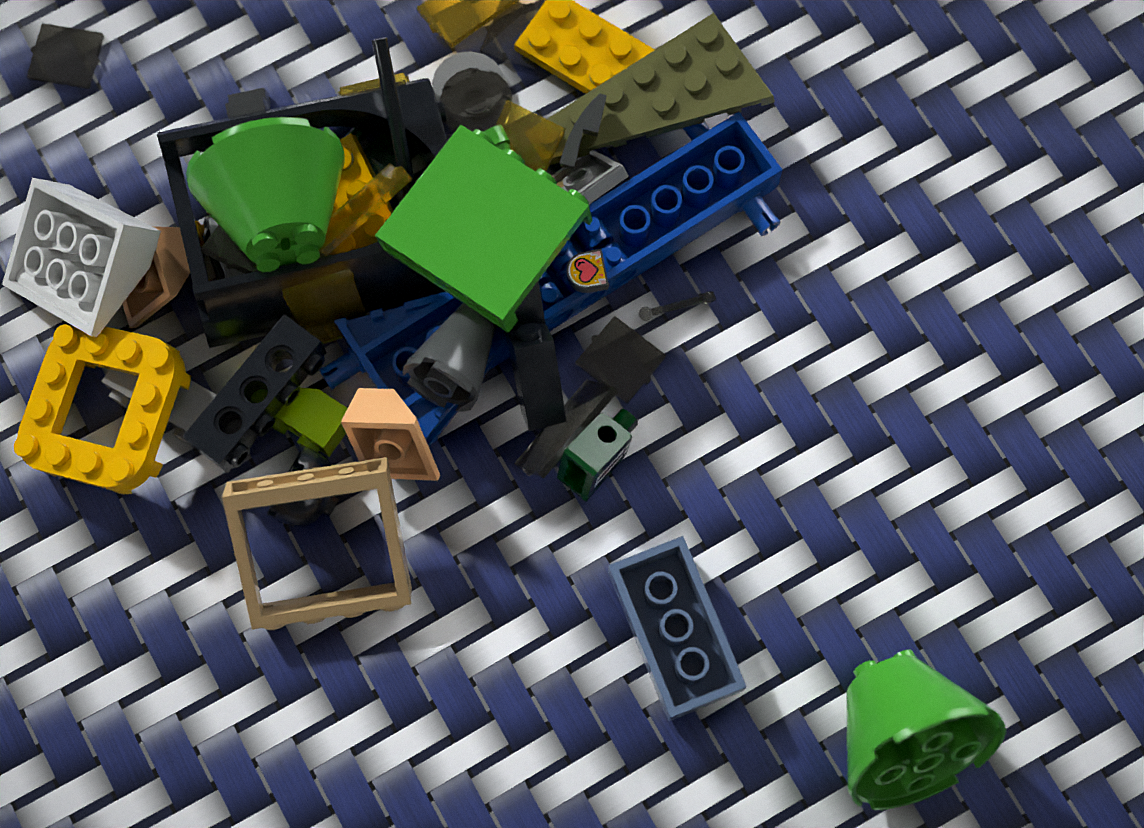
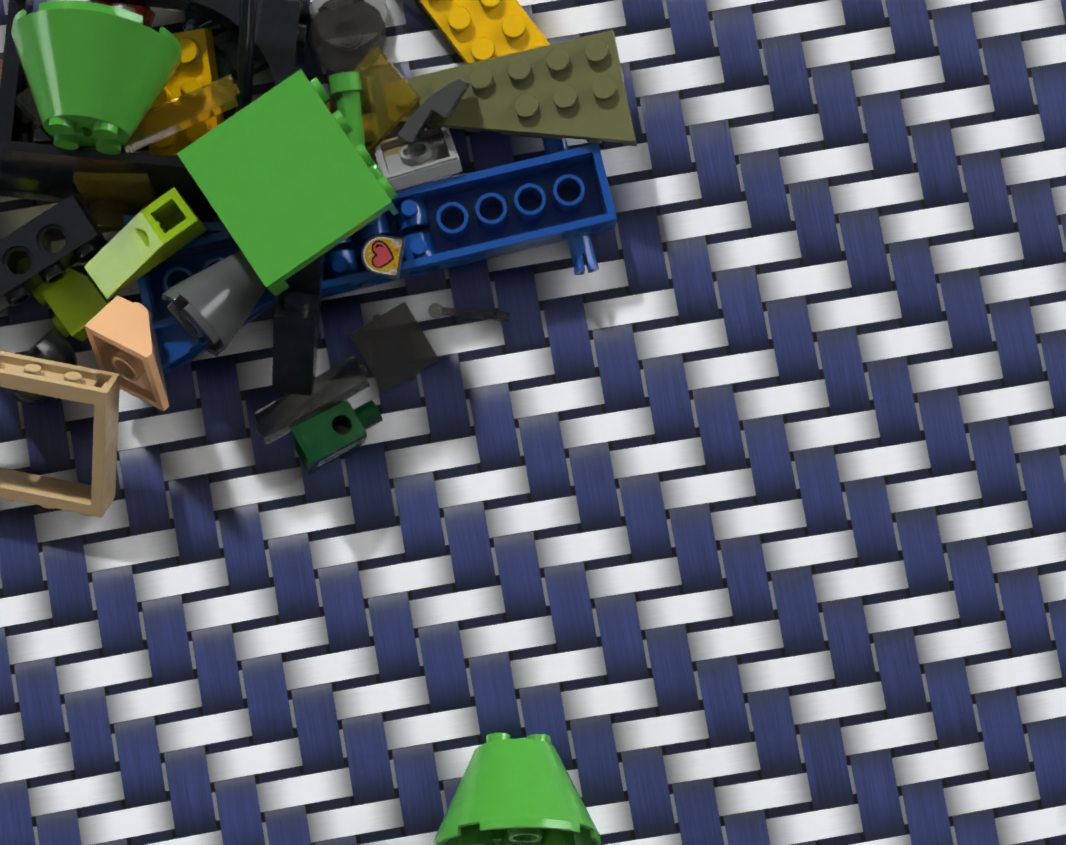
camera: 15 degrees right, 10 degrees up
(367, 332) = (145, 243): none -> lime slope
(676, 628) = (340, 632): sand blue brick -> none

